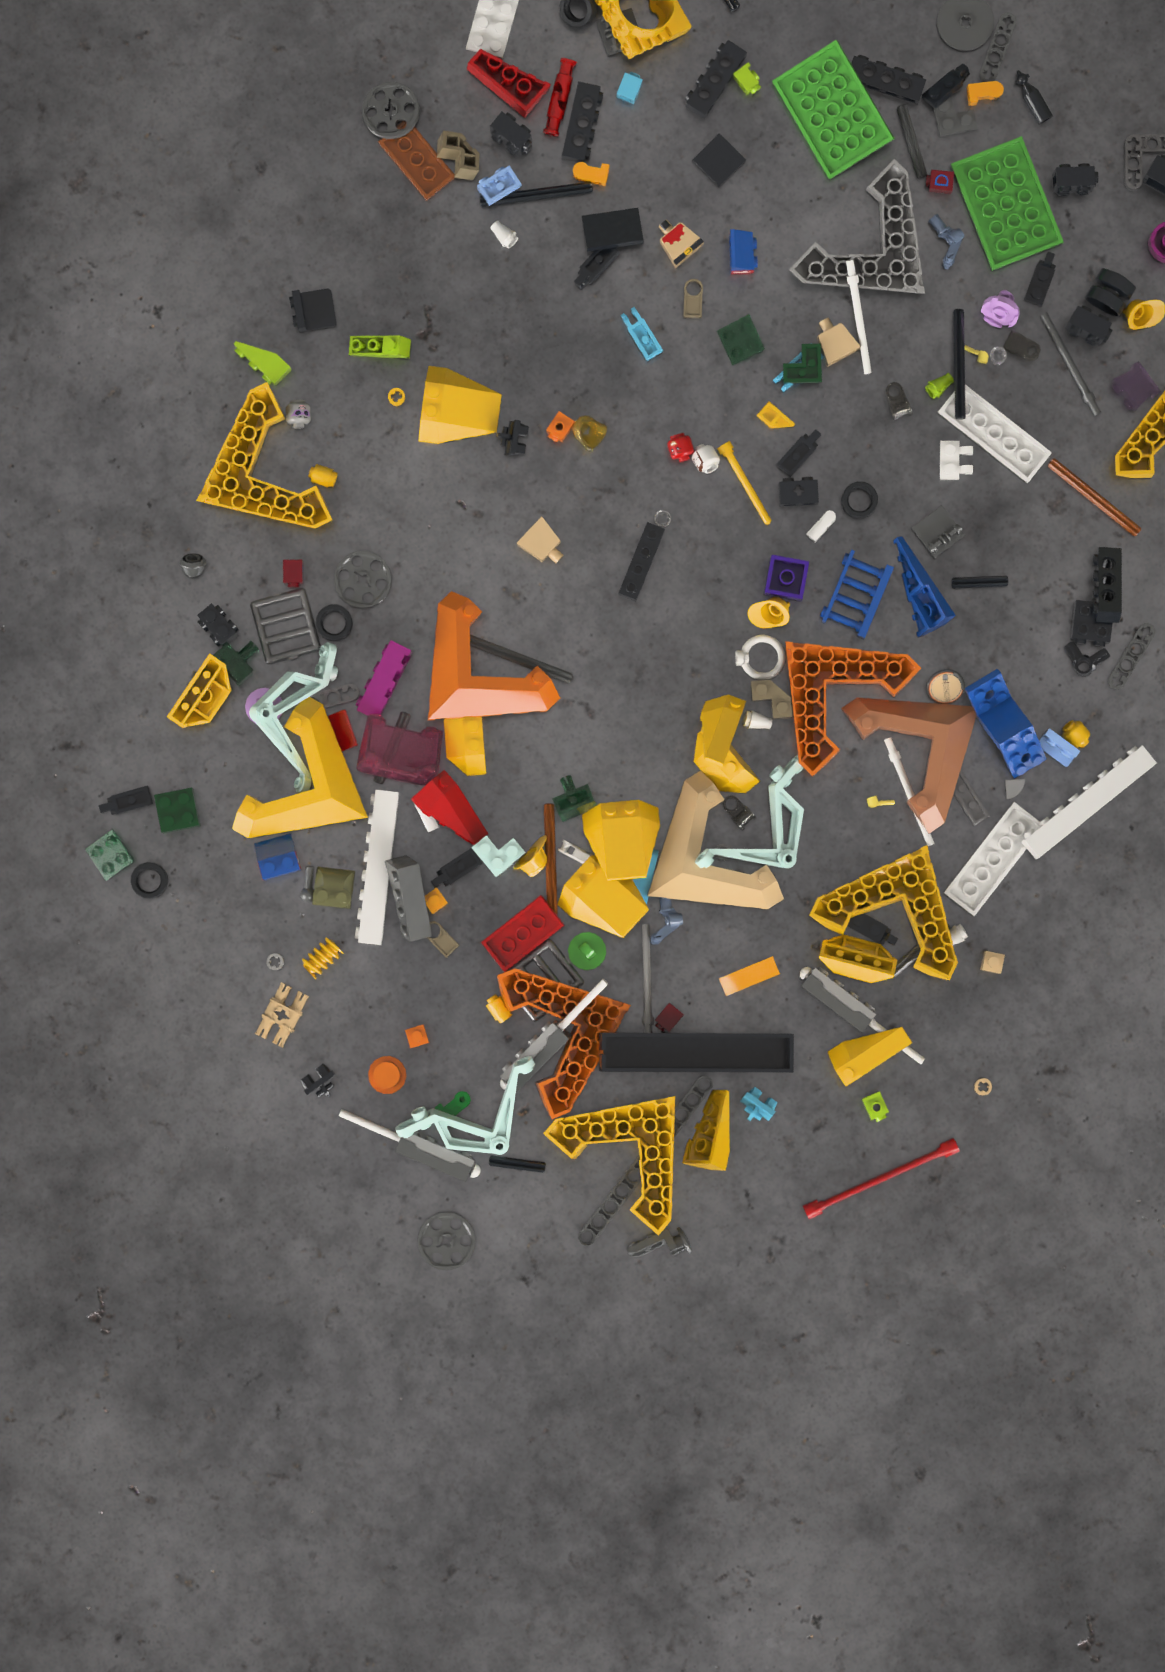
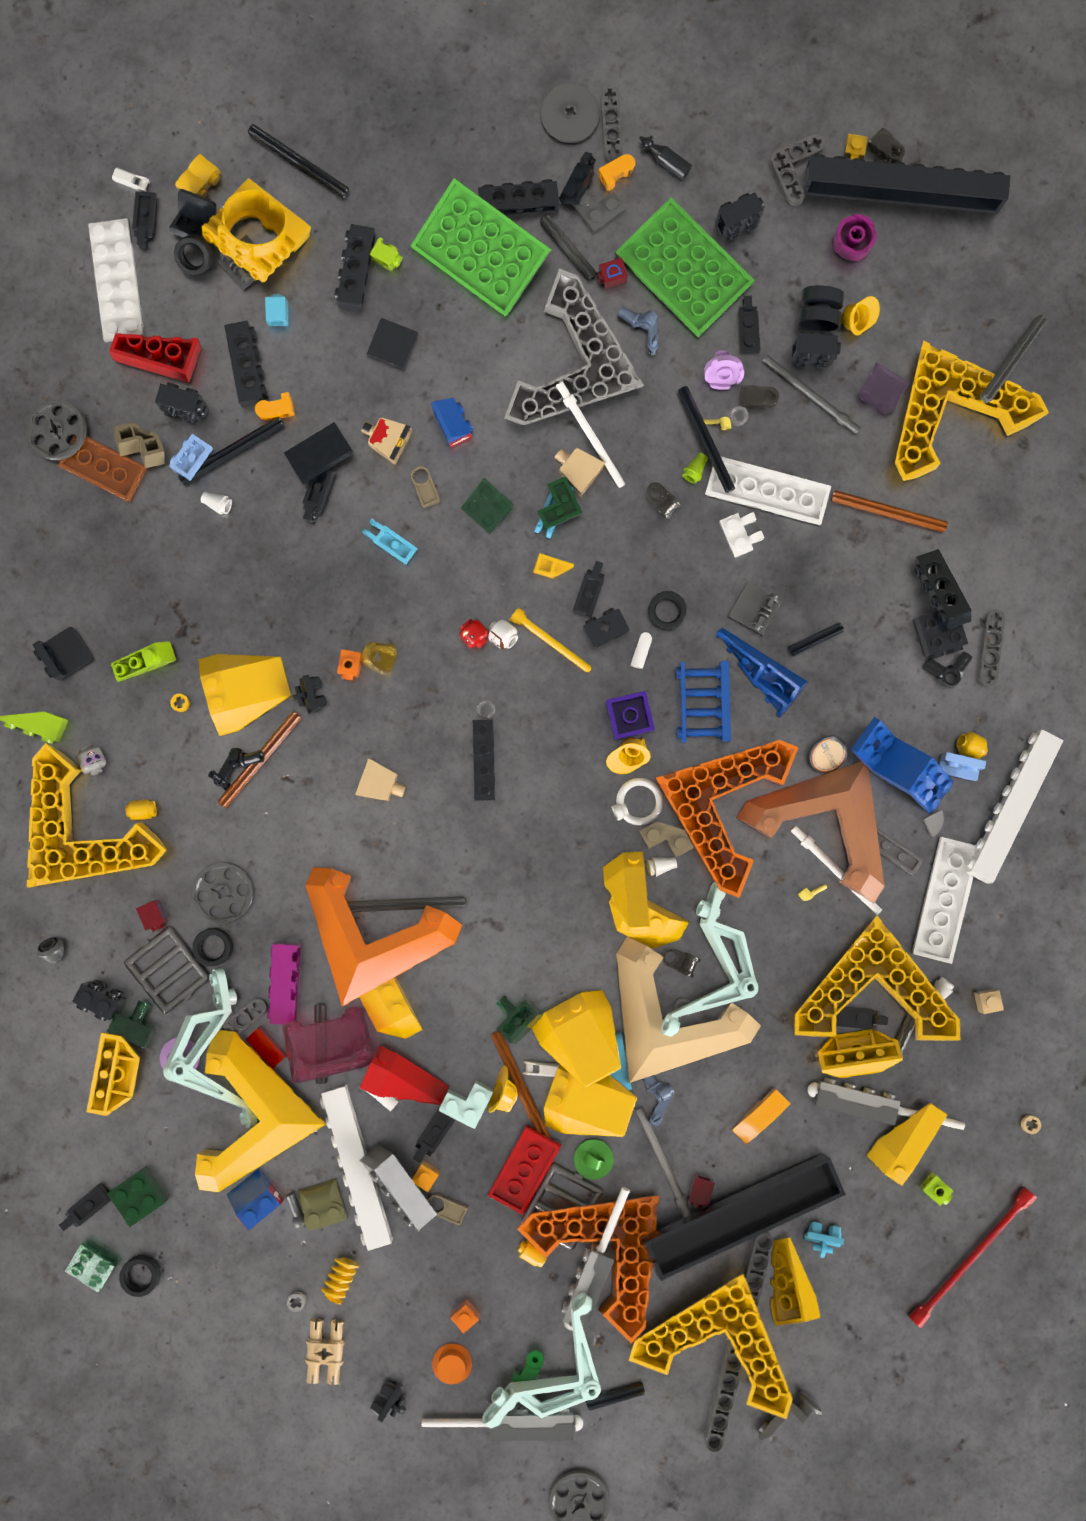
camera: 25 degrees left, 0 degrees up
(423, 467) = (235, 759): none -> black pin
(444, 476) = (267, 749): none -> dark orange axle
(562, 83) = (213, 345): red piece -> none

